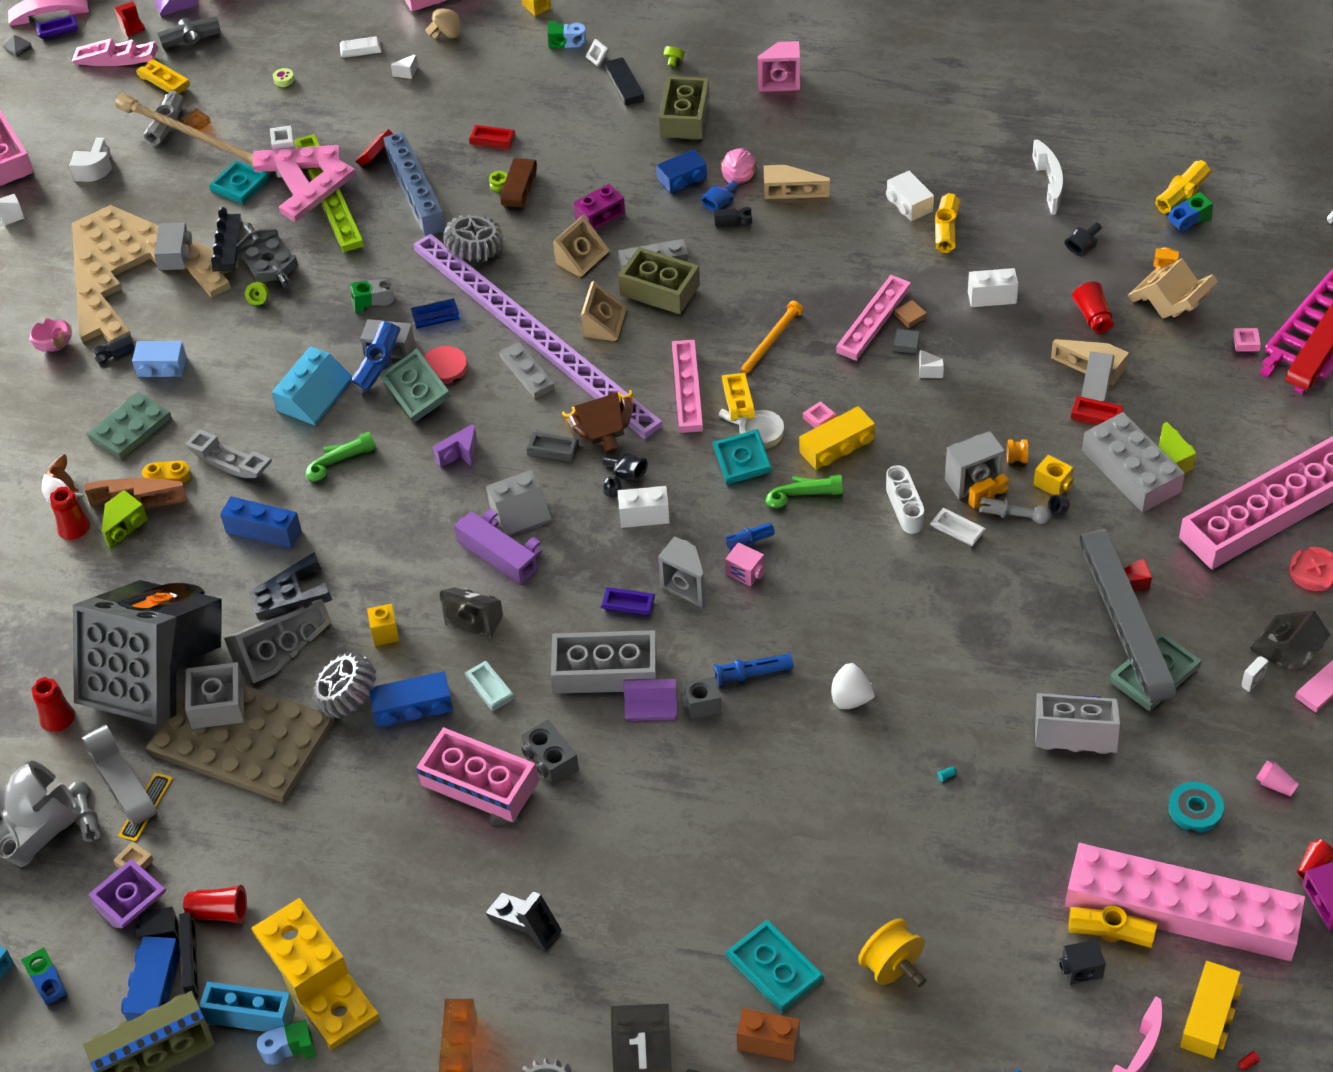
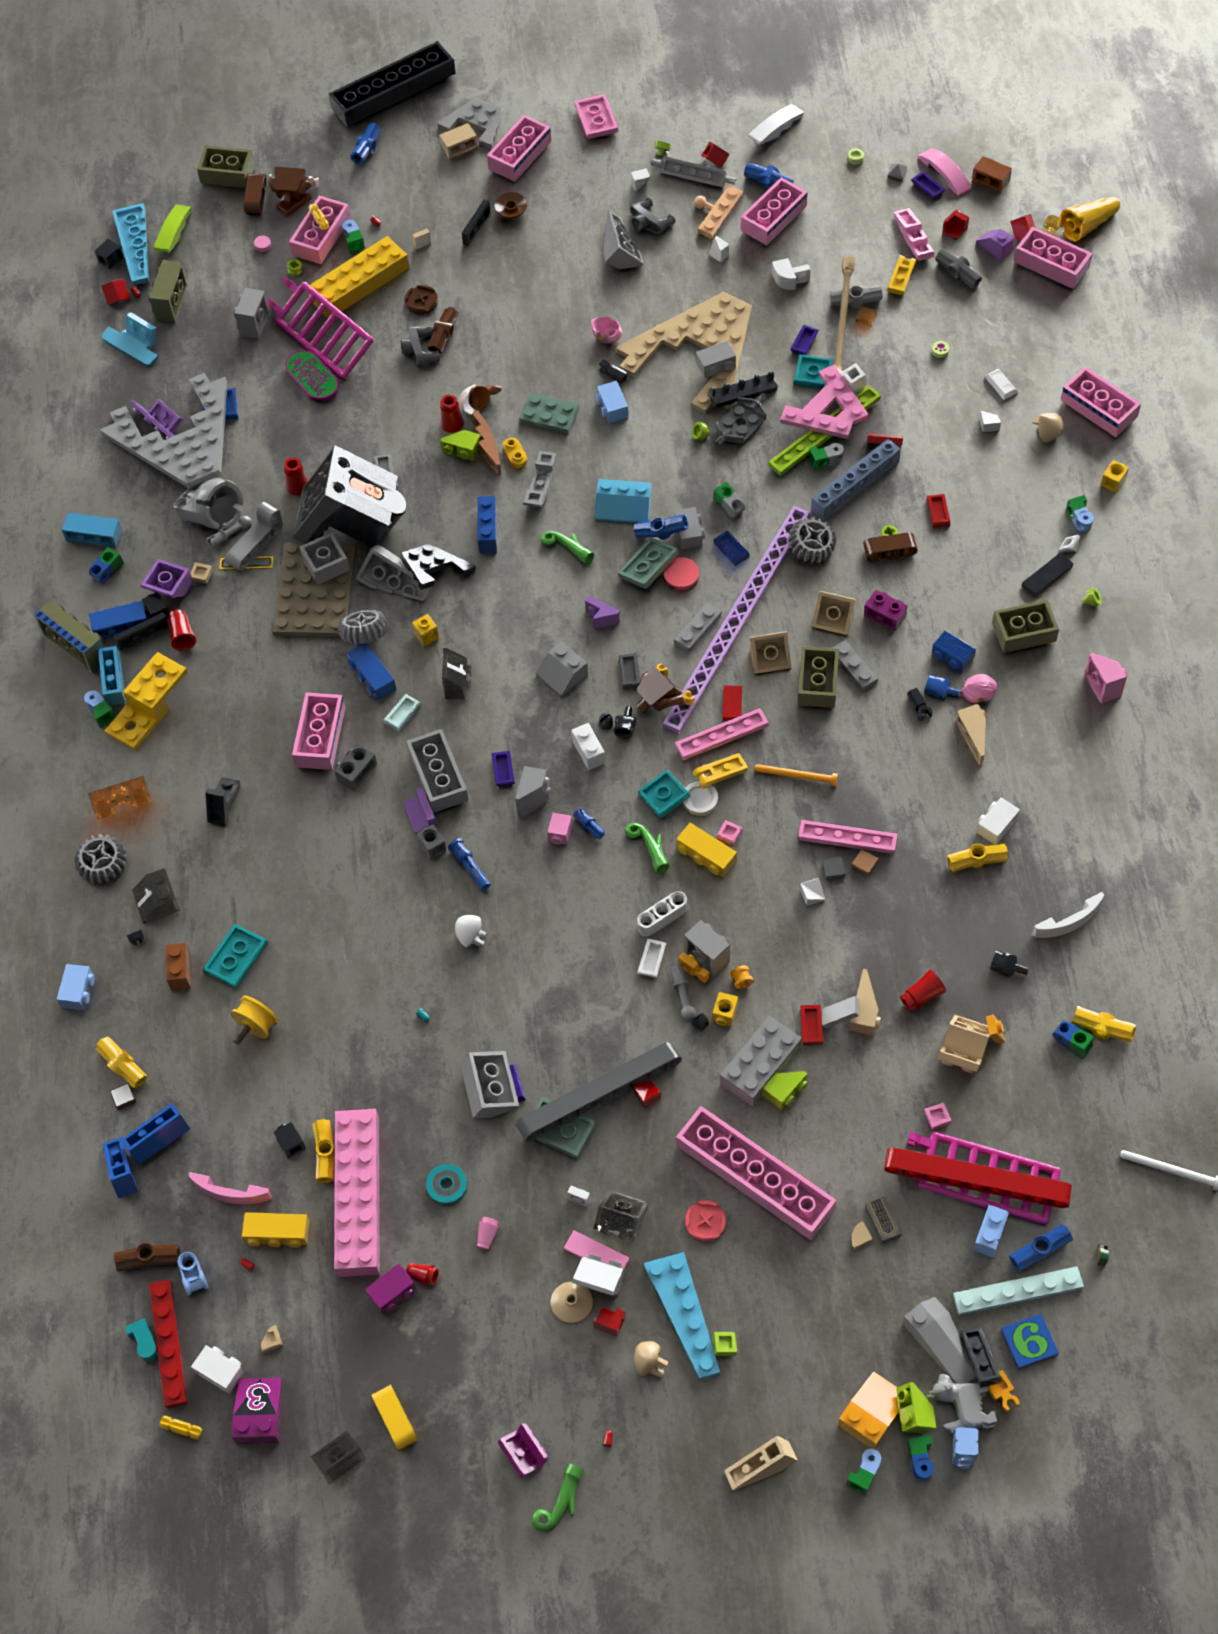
camera: 70 degrees right, 10 degrees up
(192, 176) = (804, 340): none -> dark purple tile
(363, 206) = (825, 456): none -> leg
(496, 547) = (518, 669): medium lavender brick -> none
(647, 368) = (732, 702): none -> red tile
(992, 287) = (914, 911): white brick -> none

